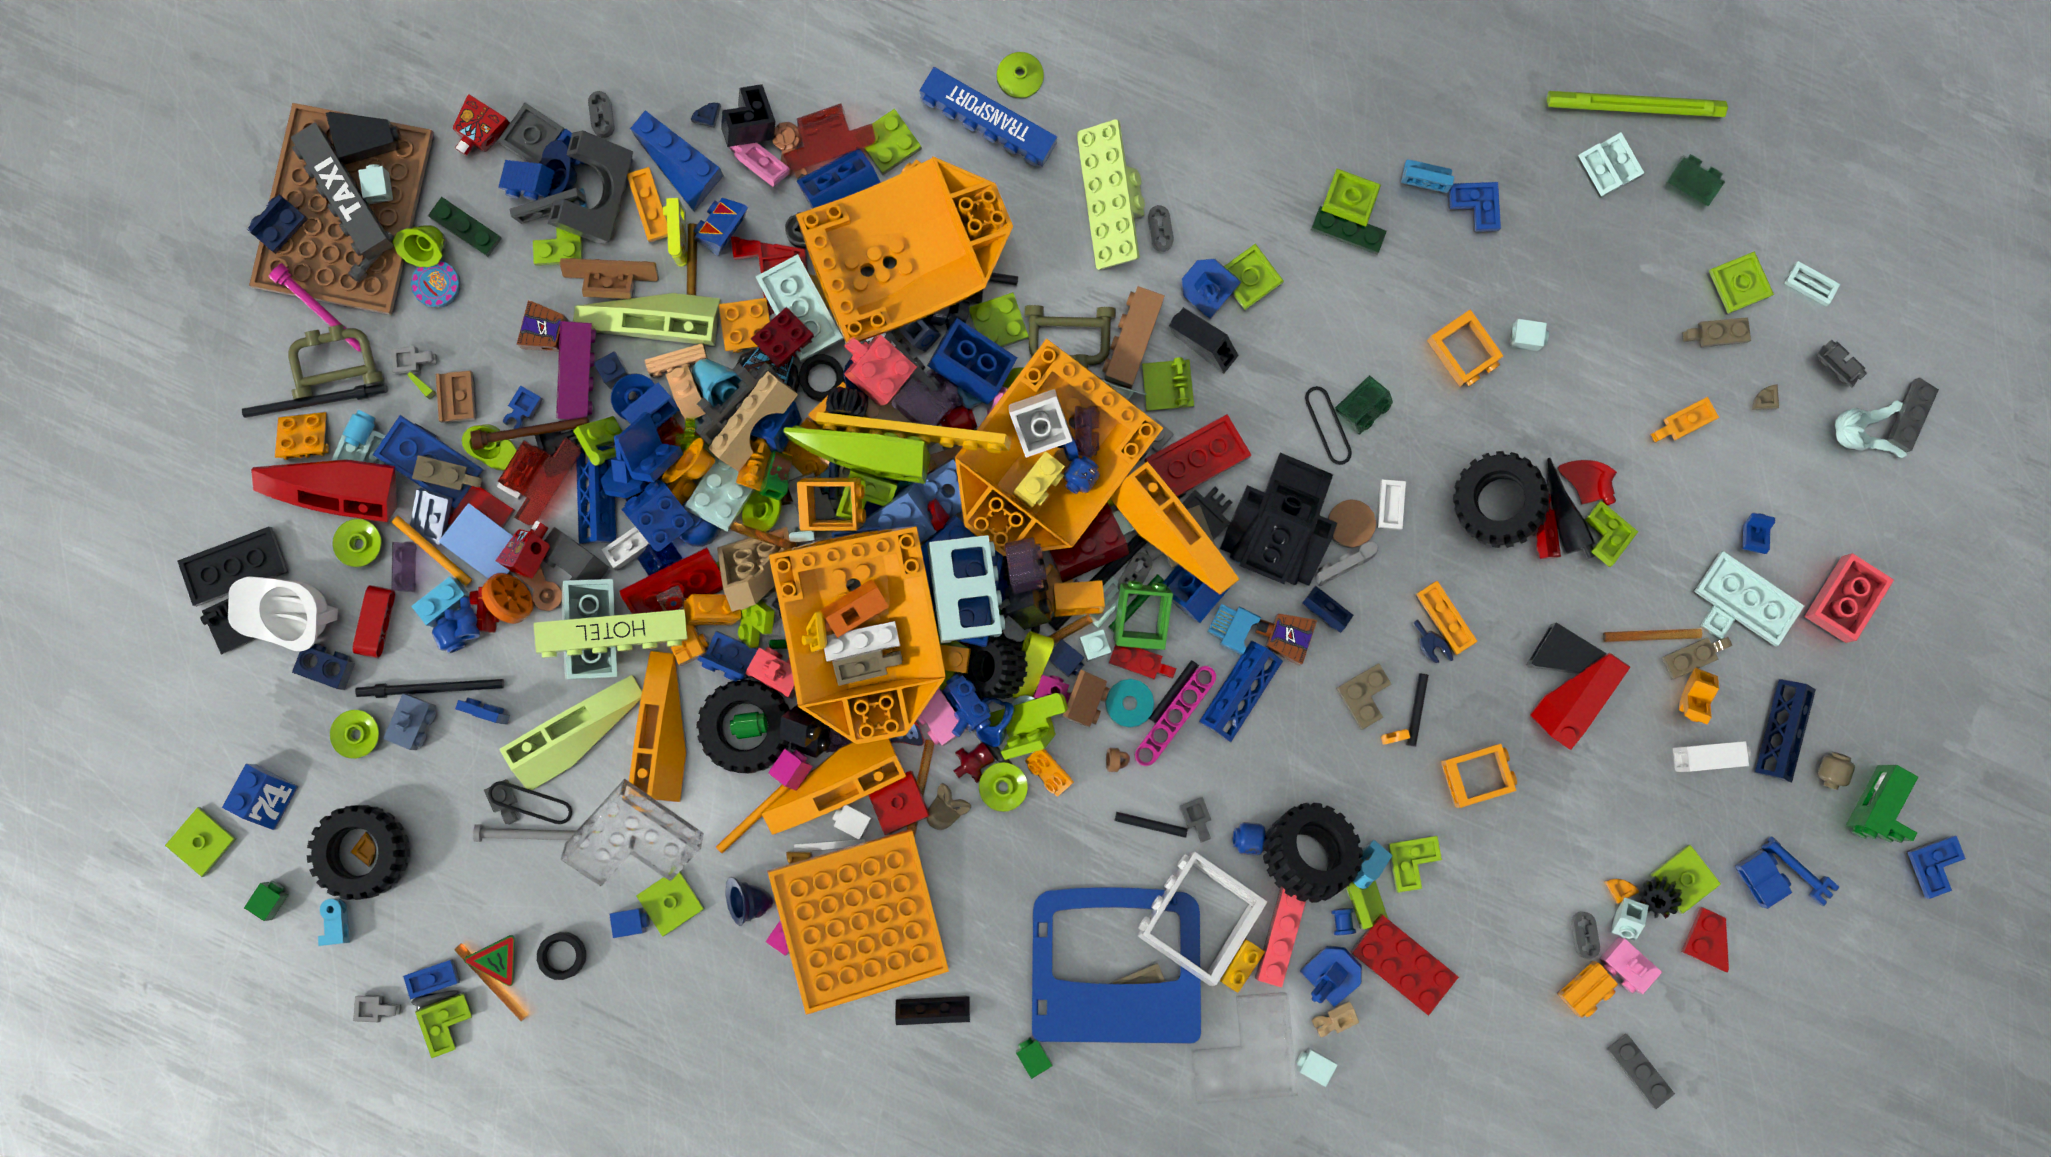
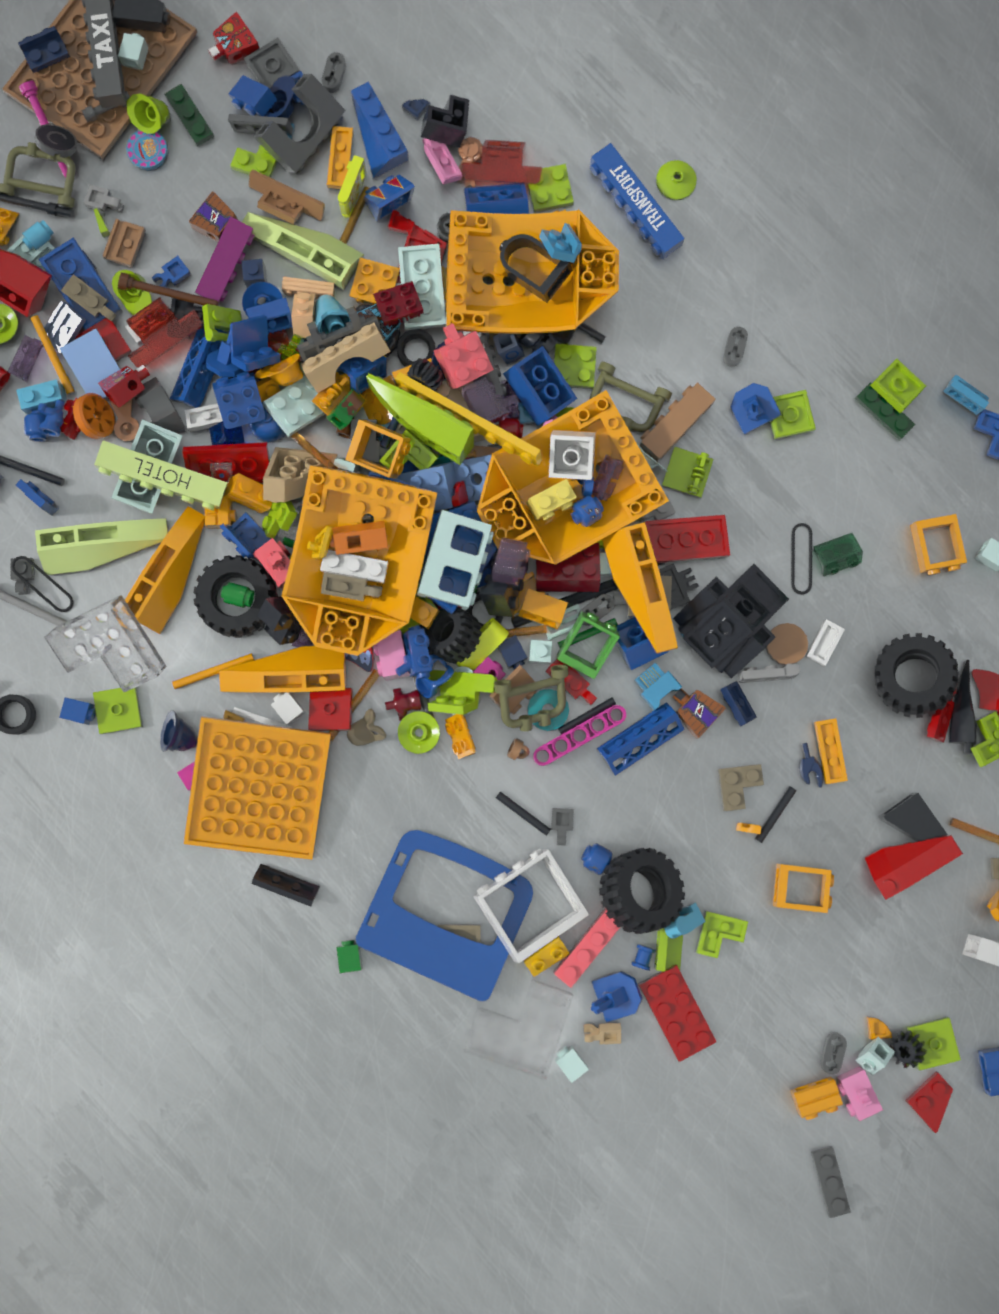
camera: 20 degrees right, 0 degrees up
(334, 318) = (55, 140): none -> tile
(761, 512) = (322, 434): lime dish -> none
(790, 768) = (256, 645): dark pink brick -> none
(932, 203) = (562, 245): none -> dark azure bracket
(939, 244) = (552, 282): none -> black window
(1111, 194) = (707, 303): yellowish green bracket -> none
(1128, 713) = (543, 717): none -> olive bar
(1204, 339) = (732, 448): black slope -> none

